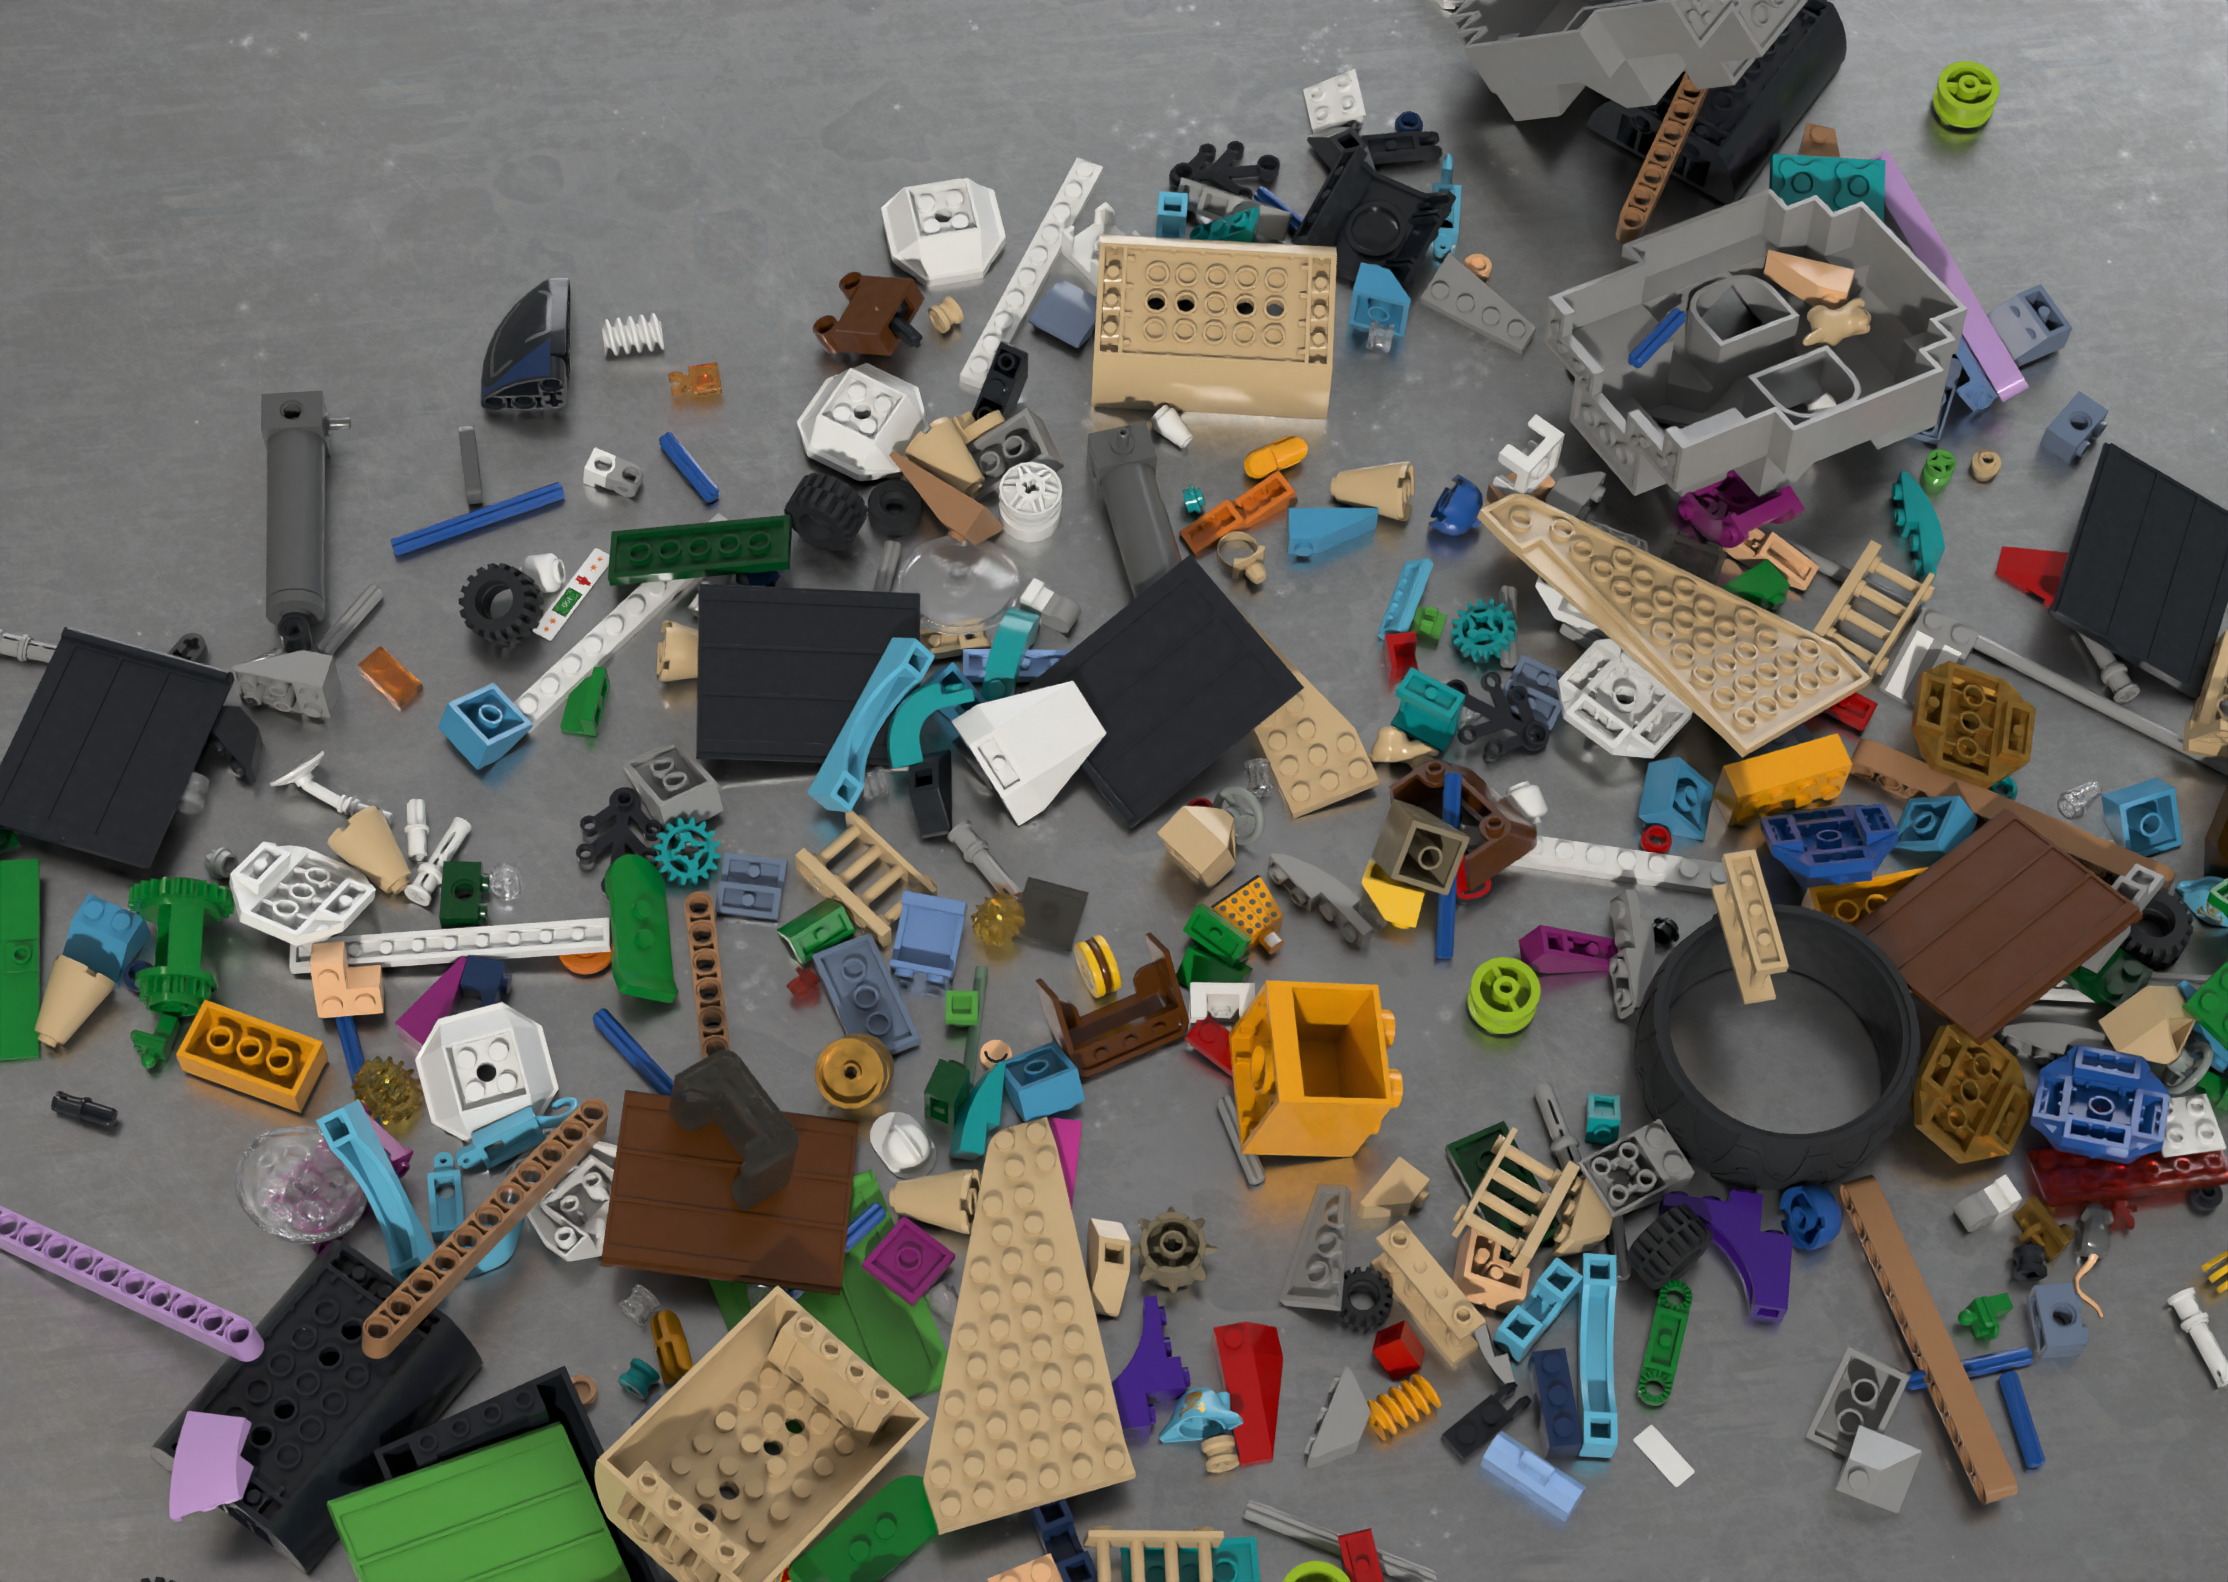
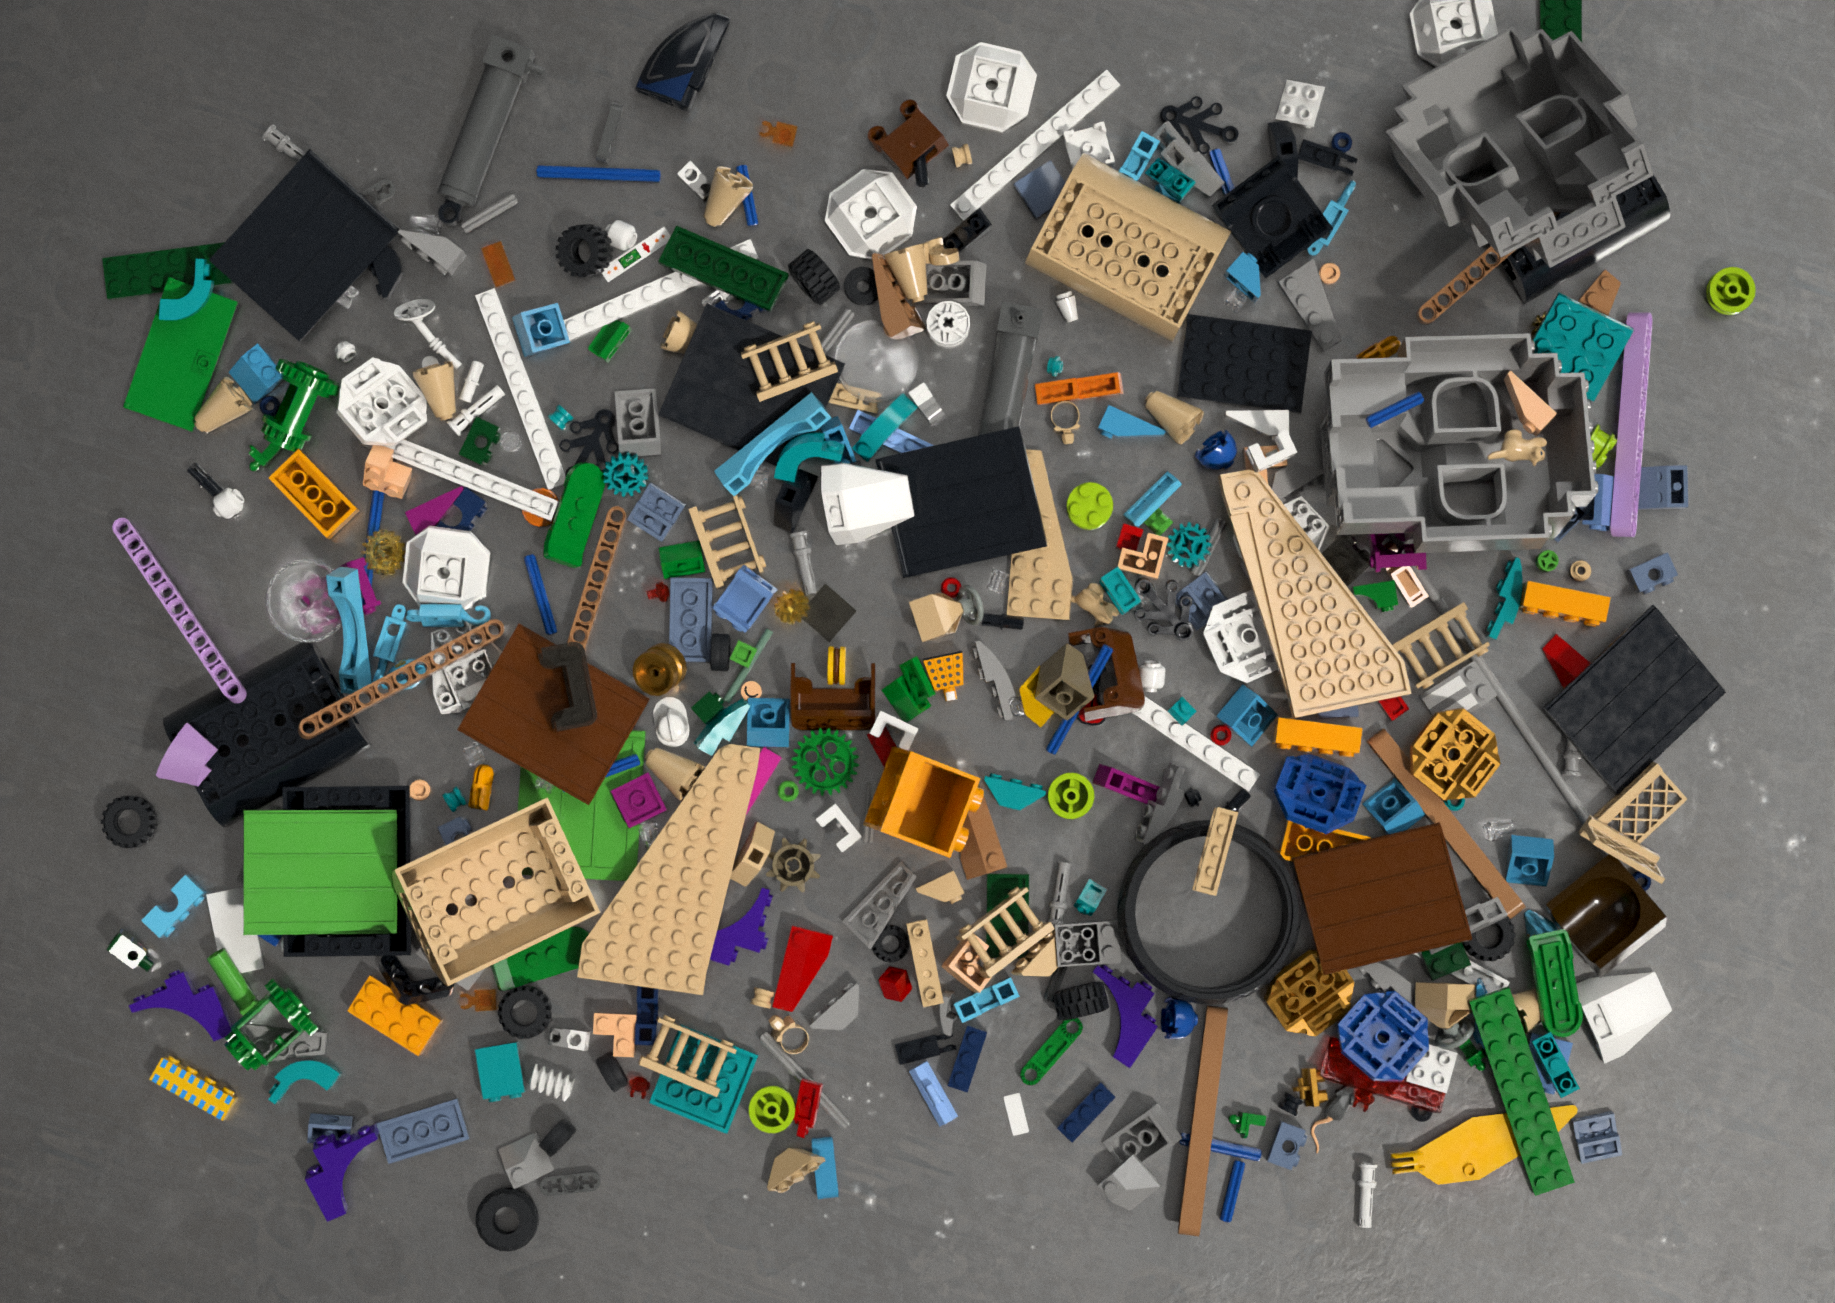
camera: 25 degrees right, 25 degrees up
(129, 1123) = (228, 503): none -> white head
(492, 813) = (521, 388): none -> white plate
(562, 821) = (560, 417): none -> teal wheel
(632, 334) = (752, 81): white piece -> none
(661, 470) = (725, 195): none -> tan cone
(852, 639) = (805, 375): none -> tan fence
(928, 1016) = (720, 652): none -> black tyre
(1113, 1153) = (793, 786): none -> bright green plate
(1126, 1118) = (807, 769): none -> green gear
(1200, 1416) = (762, 969): medium azure hat -> none
(1214, 1160) = (843, 824): none -> white panel
(1267, 1480) = (780, 1026): none -> tan piece
(1275, 456) = (1121, 359): light orange arm -> none
(1292, 823) = (1002, 621): none -> black axle
(1328, 639) = (1089, 506): none -> lime wheel
(1402, 1403) = (879, 1018): light orange piece -> none
(1424, 1118) = (982, 850): none -> medium nougat wedge
(1428, 1029) = (1013, 793): none -> teal slope
(1431, 404) = (1244, 363): none -> black plate
(1440, 658) = (1146, 563): none -> light nougat brick
(1481, 456) = (1264, 422): none -> white slope
(1589, 830) = (1181, 711): none -> teal plate
(1595, 1355) = (1005, 1042): medium azure arch -> none
(1760, 1401) = (1085, 1112): none -> dark blue arch
(1988, 1204) = (1286, 1057): leg -> none
(1994, 496) = (1565, 603): none -> light orange brick

